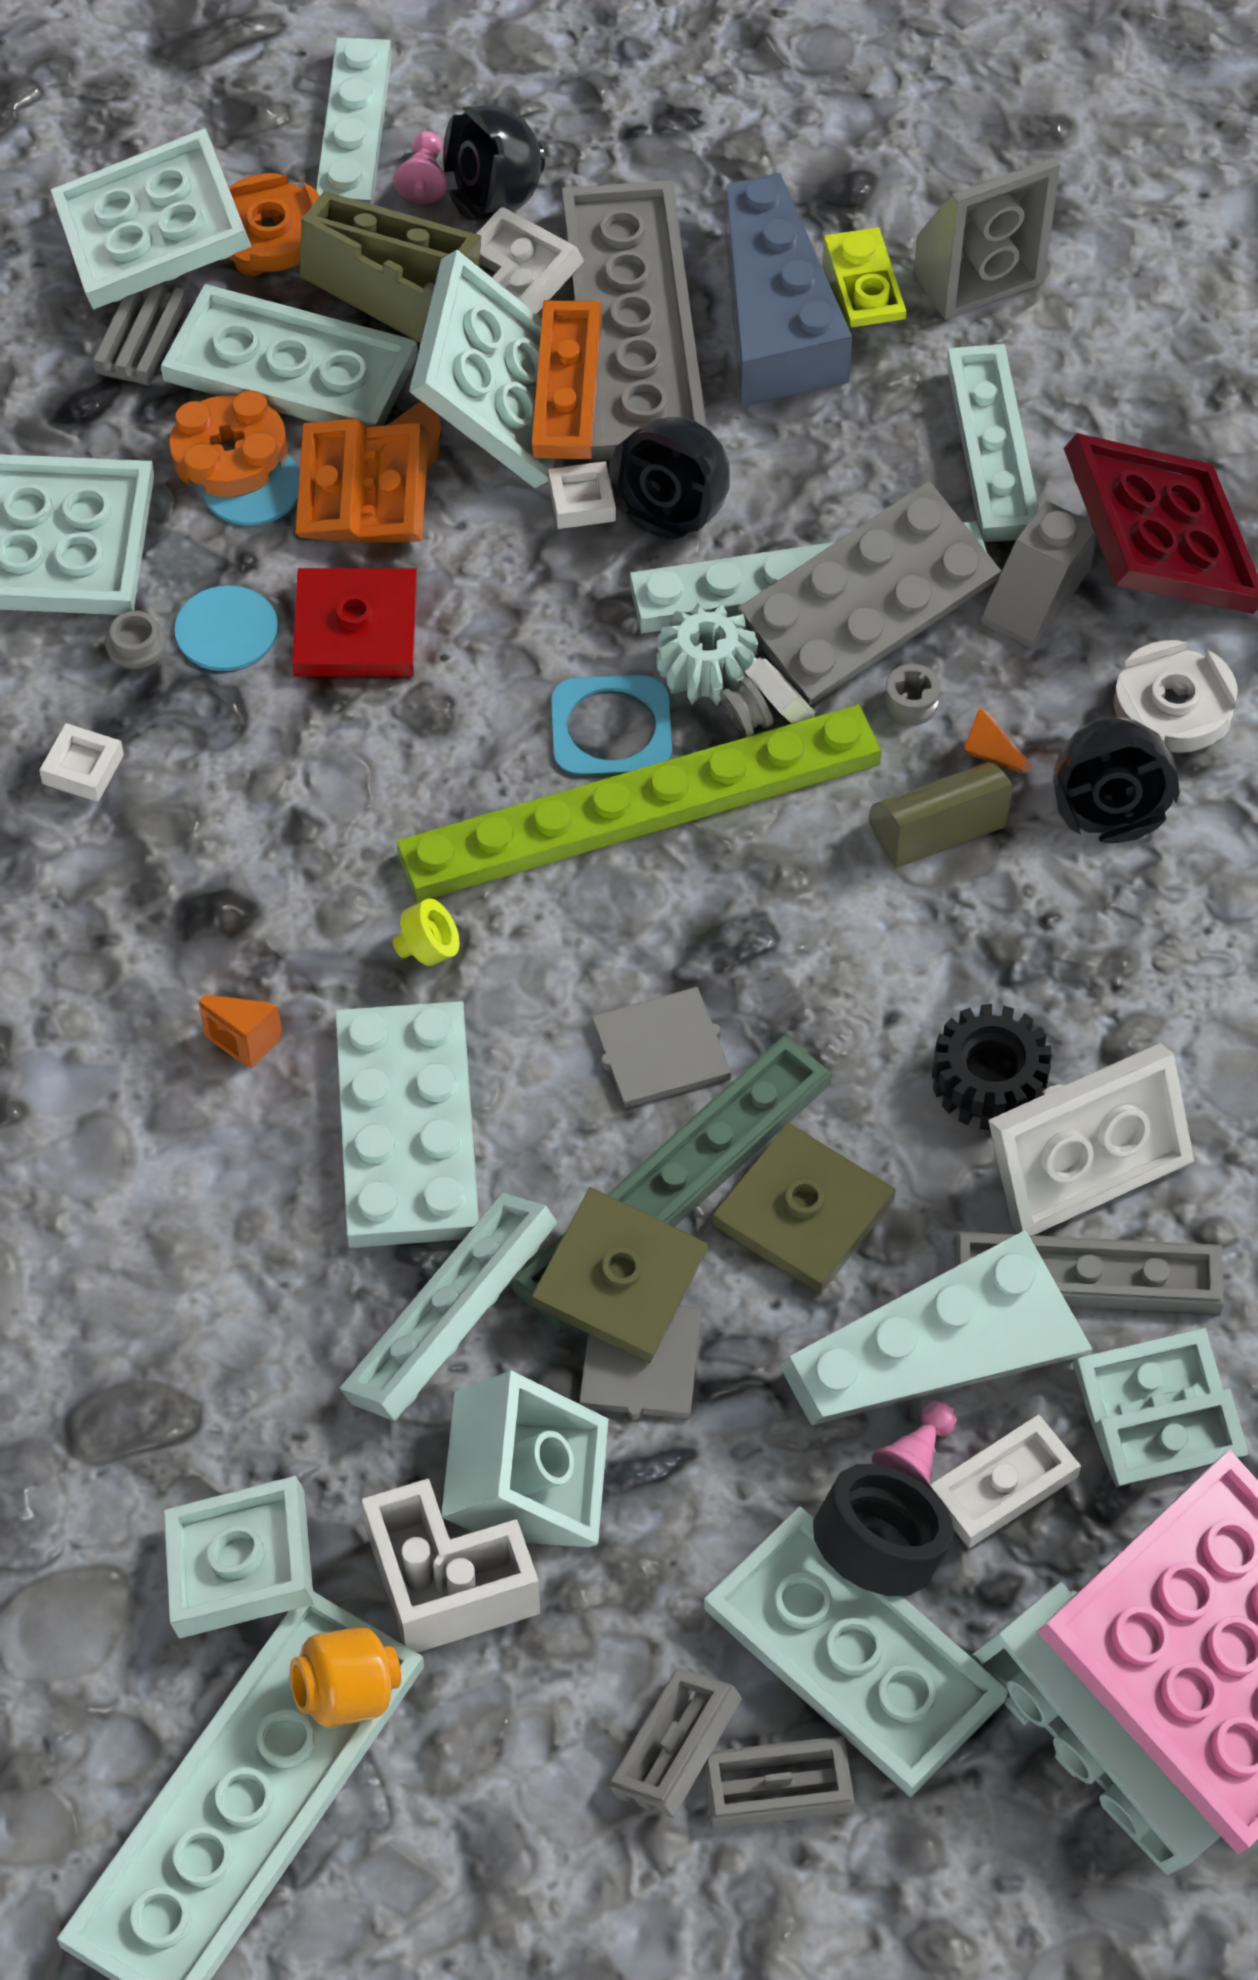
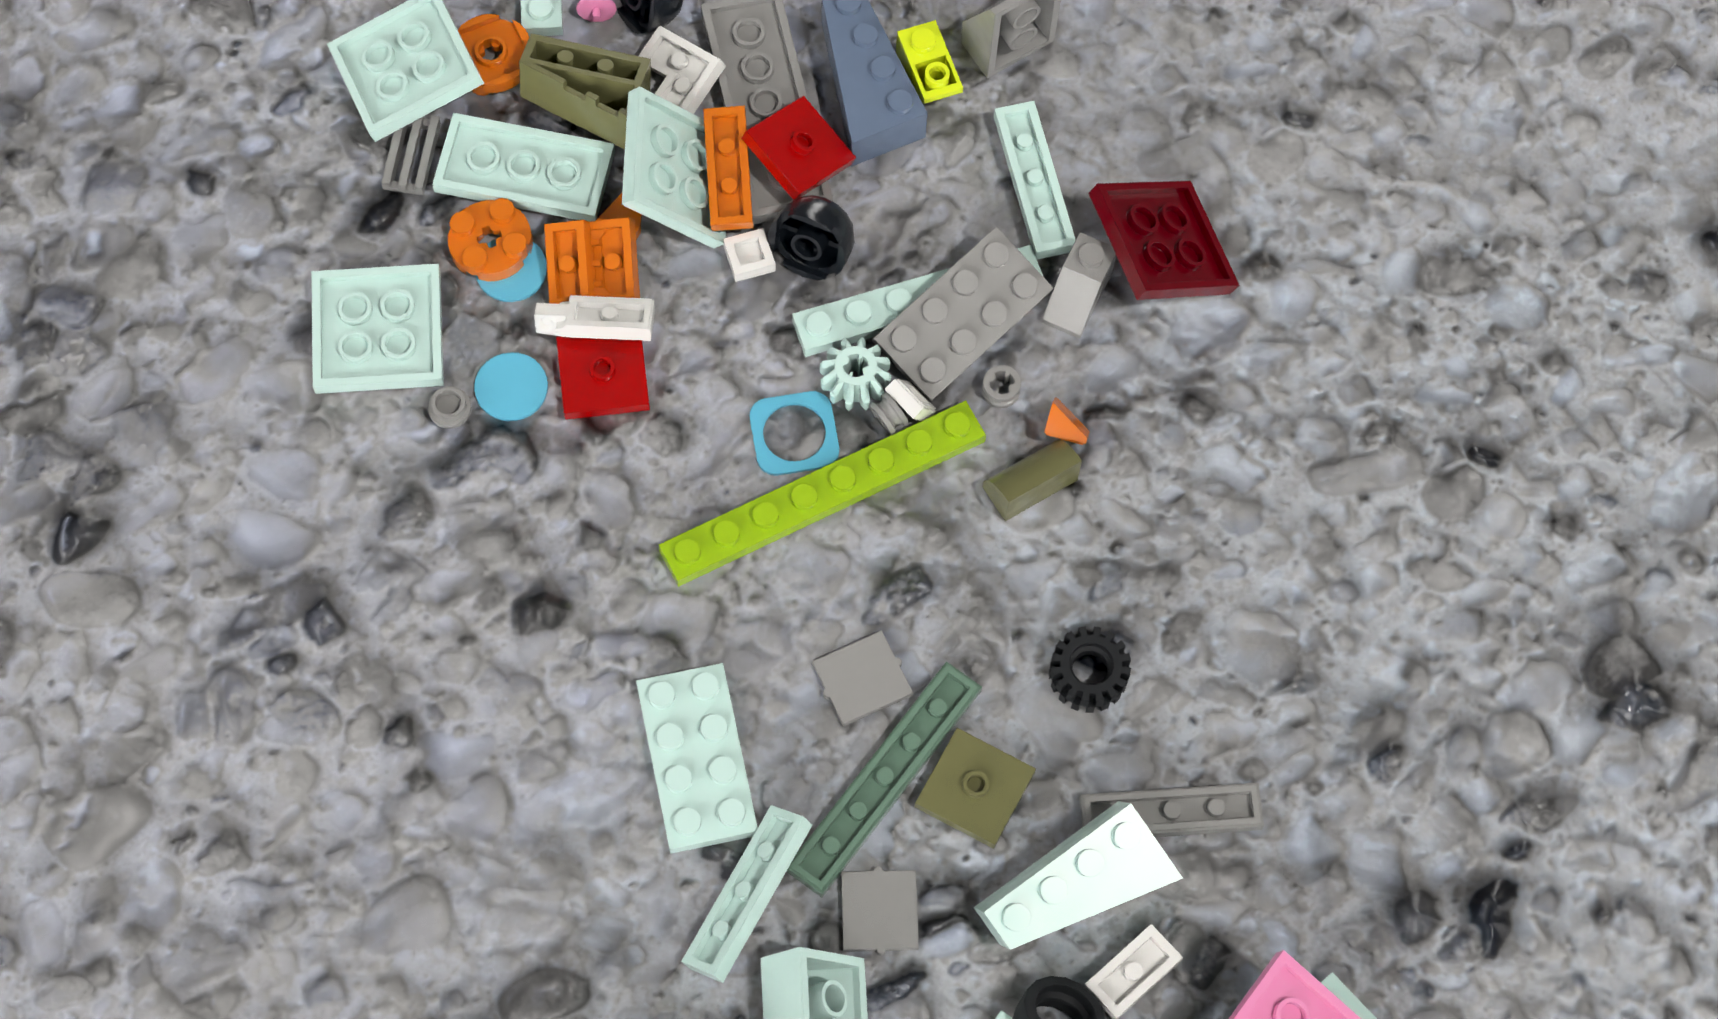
camera: 10 degrees left, 10 degrees up
(81, 762) = (427, 509): white plate -> none
(241, 1026) = (572, 702): orange slope -> none
(356, 545) = (597, 318): none -> white hinge
(427, 933) = (691, 615): neon yellow tile -> none
(619, 1274) = (859, 857): olive plate -> none
(668, 362) = (798, 148): none -> red plate
(916, 1450) = (1070, 960): bright pink piece -> none
(1092, 1140) = (1164, 721): white plate -> none
(1115, 780) = (1150, 442): black cylinder -> none
(1159, 1407) = (1230, 906): light aqua slope -> none
(1169, 665) = (1180, 392): white plate -> none

